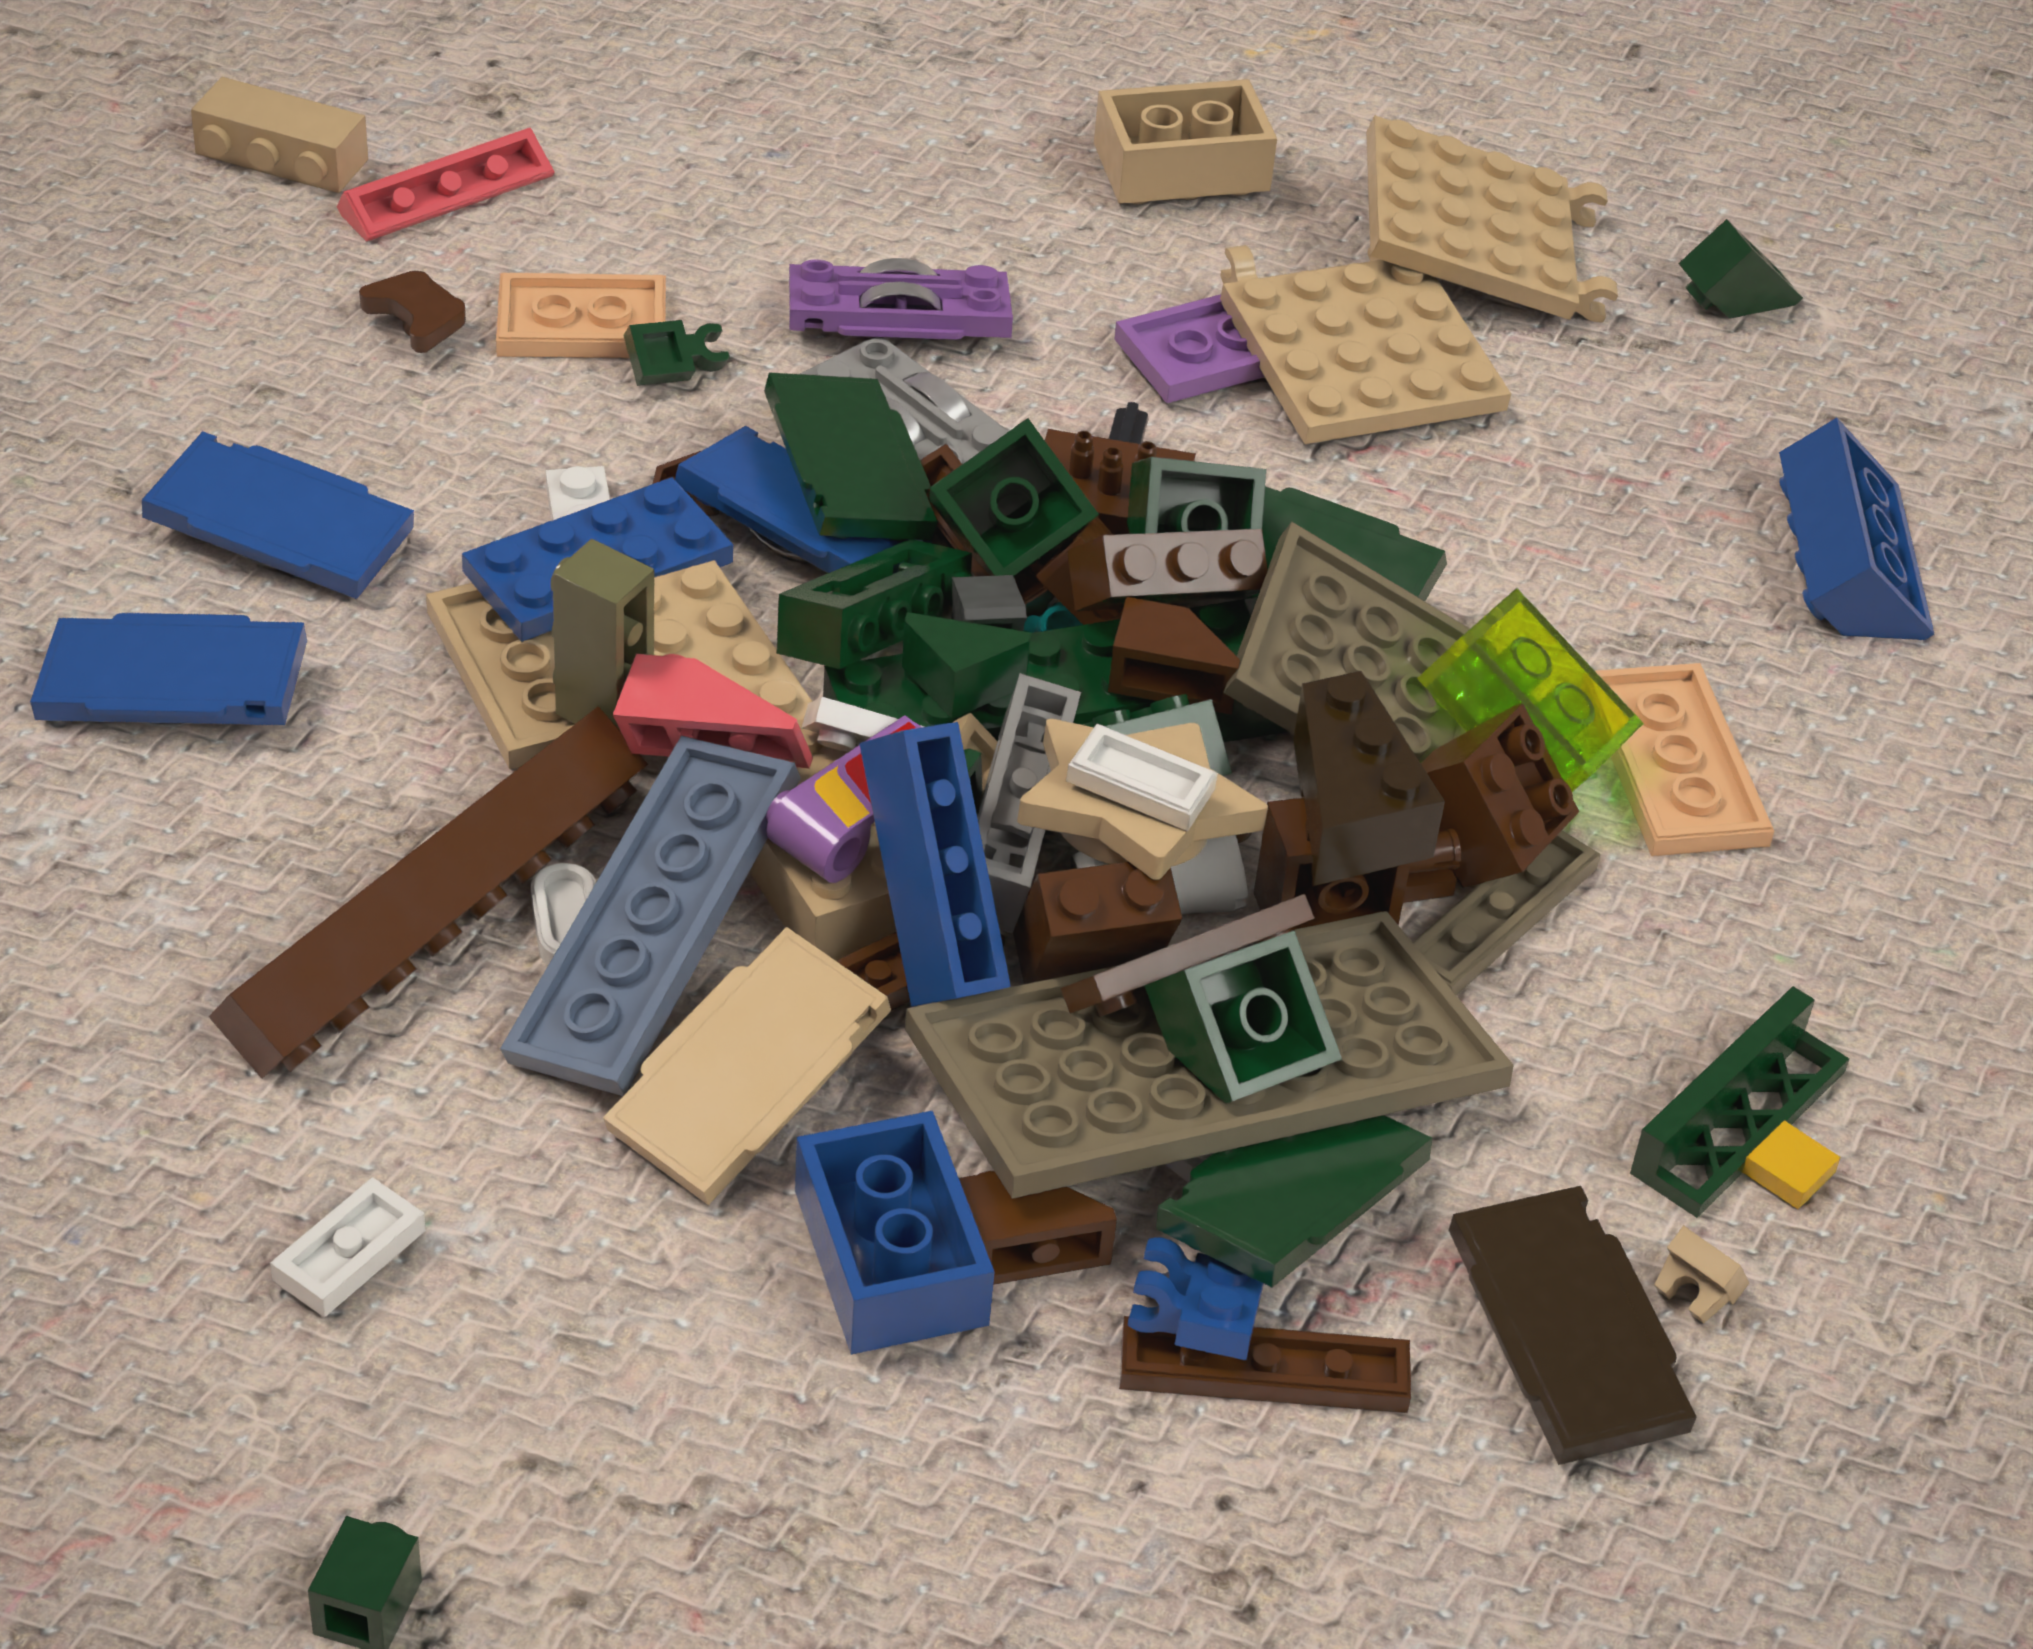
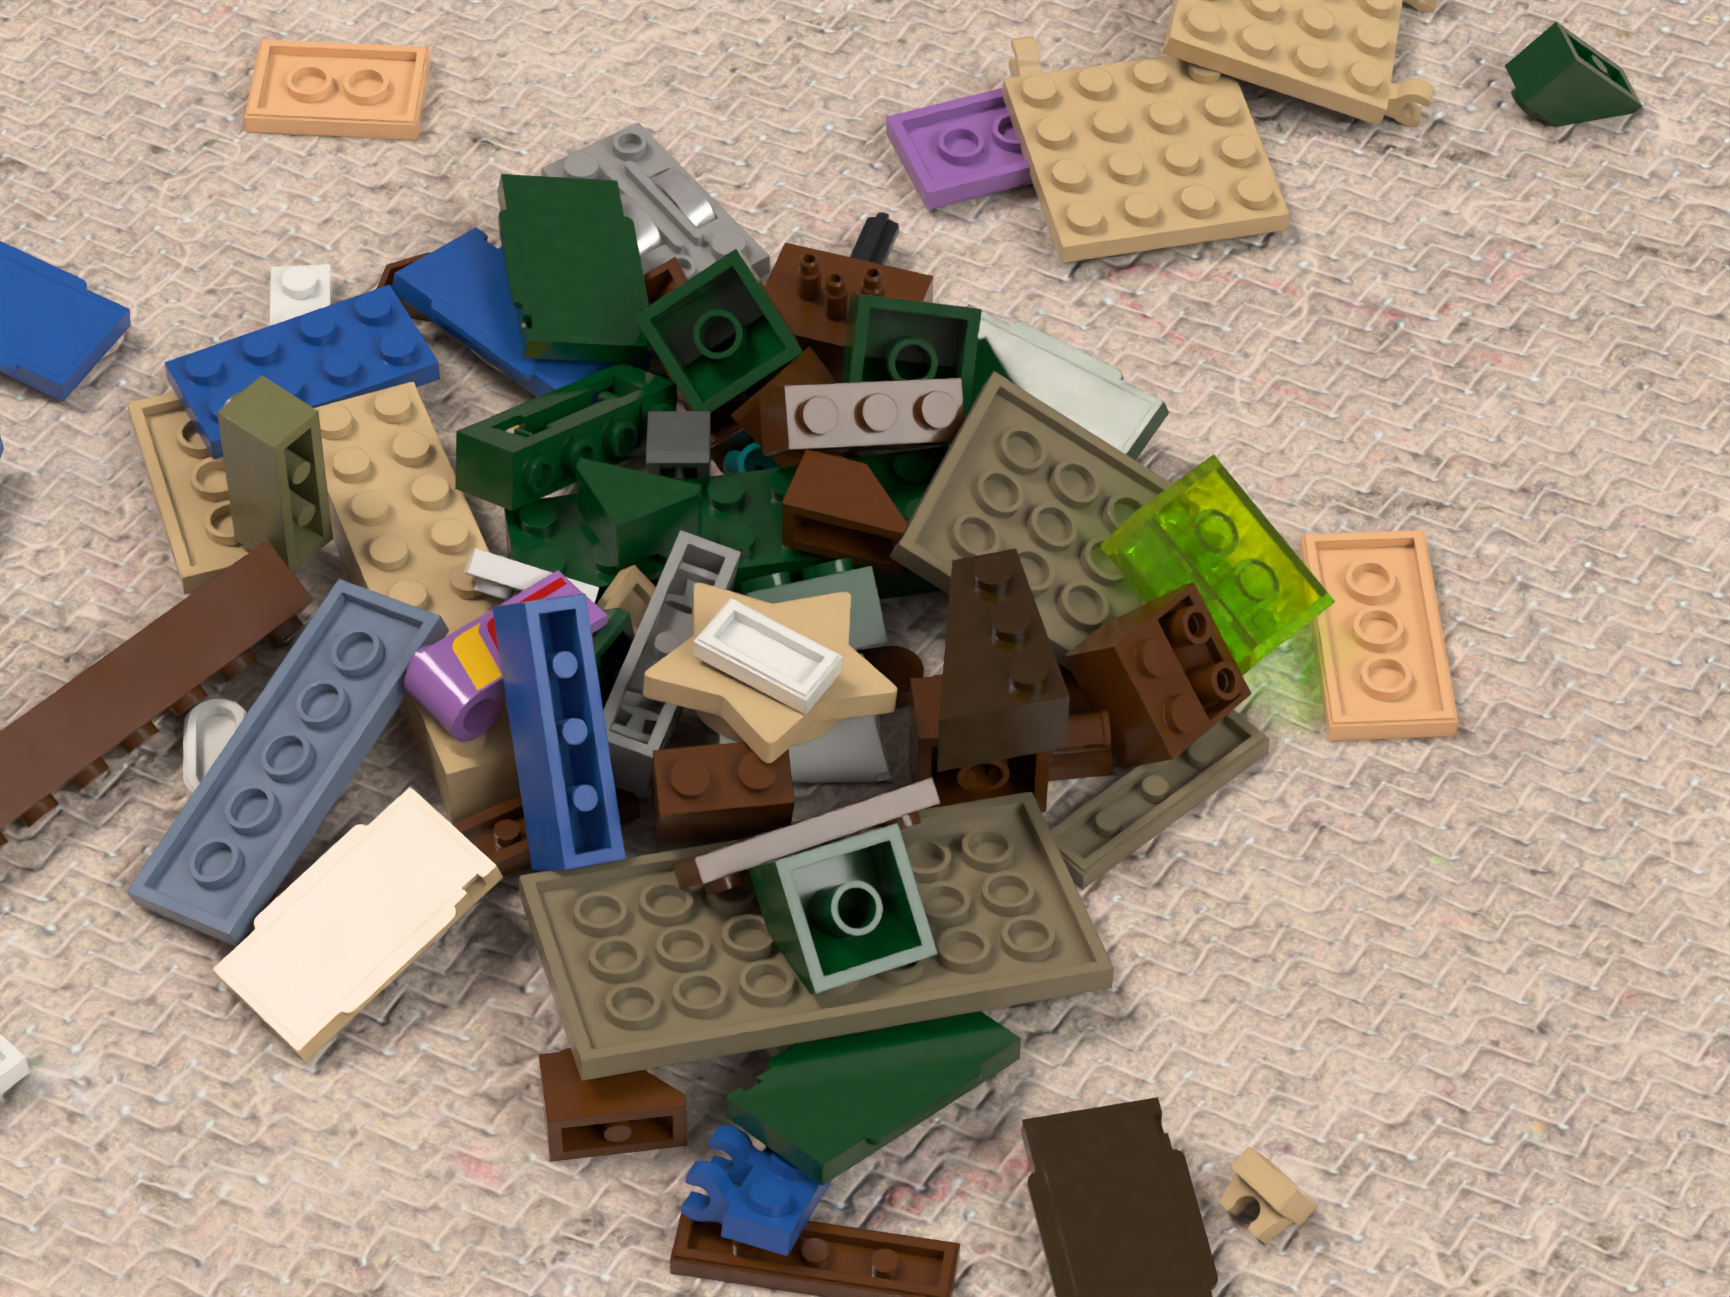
camera: 10 degrees right, 5 degrees up
(424, 306) = (173, 73): reddish brown piece -> none
(667, 354) = (414, 139): dark green plate -> none
(687, 698) = (346, 541): coral slope -> none
(893, 1232) = (468, 1104): blue brick -> none
(899, 300) = (666, 84): medium lavender piece -> none
(1723, 1086) = (1336, 997): dark green fence -> none
(1791, 1164) = (1390, 1083): yellow tile -> none
(1853, 538) = (1623, 394): blue slope -> none

